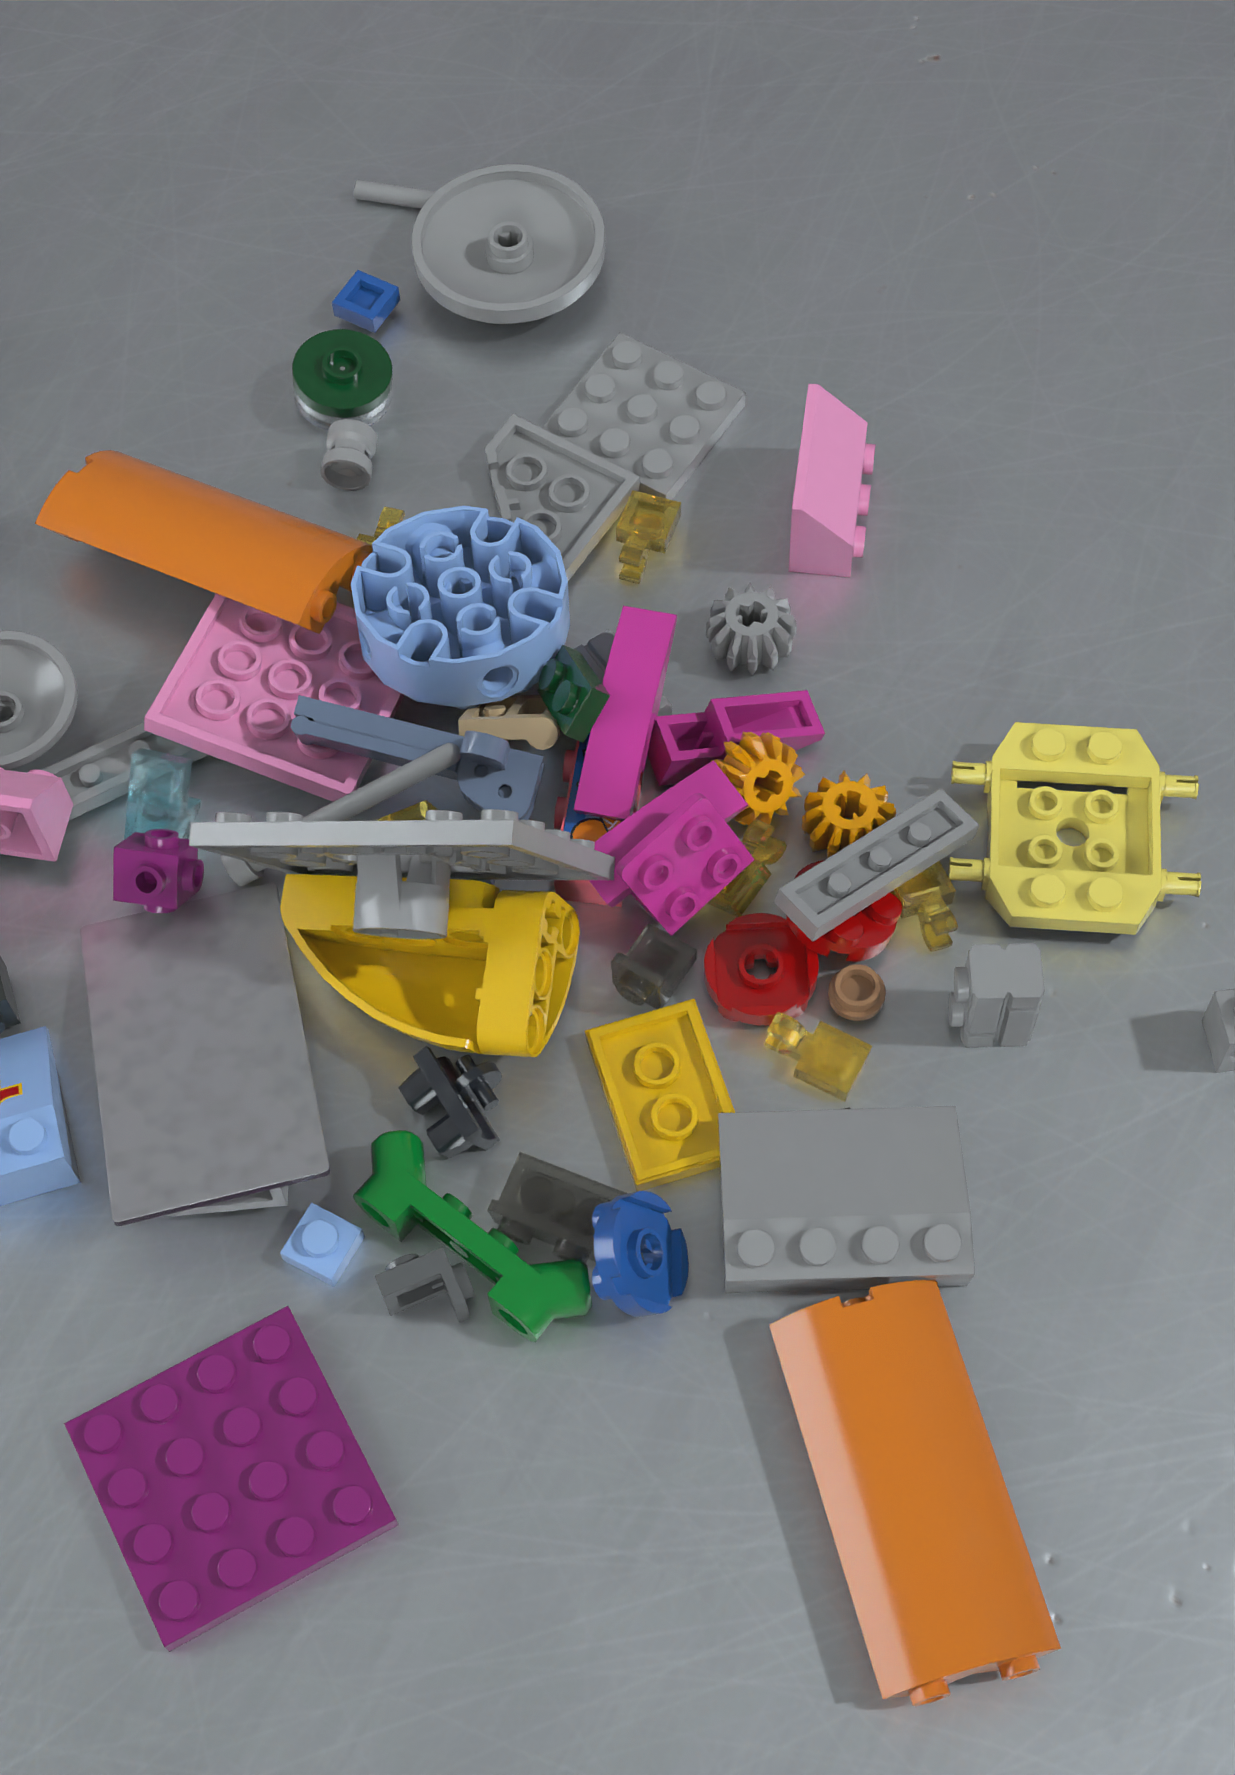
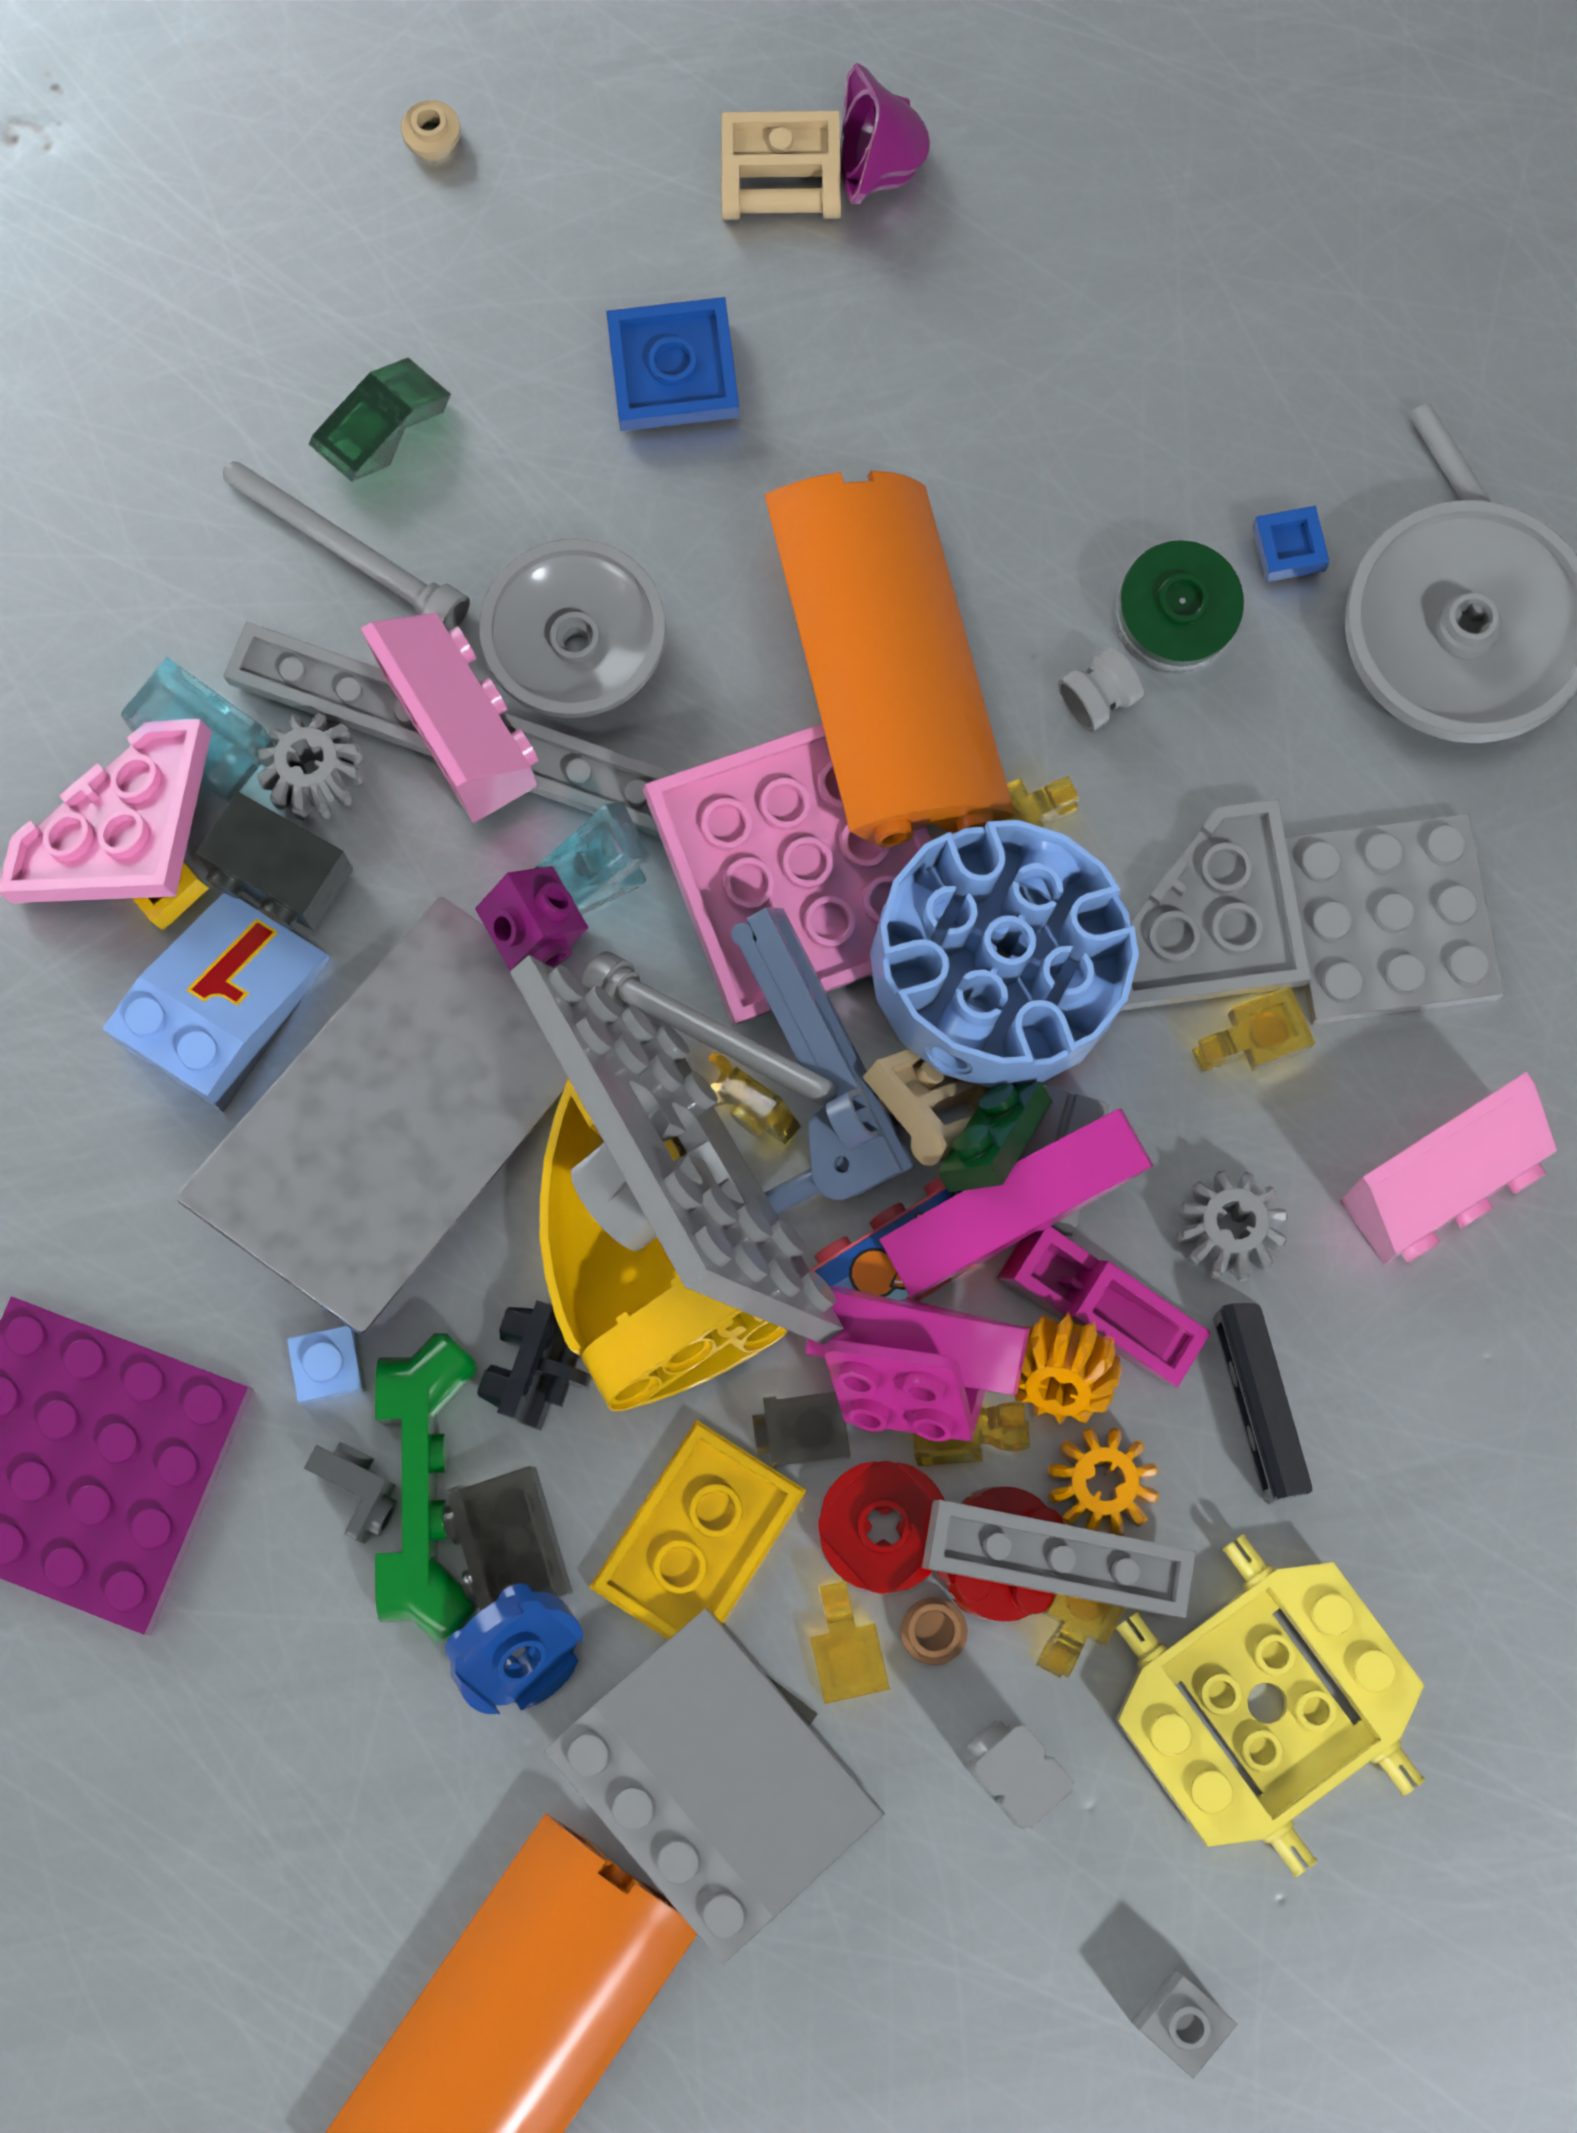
camera: 50 degrees right, 15 degrees up
(875, 701) = (1262, 1402): none -> black slope

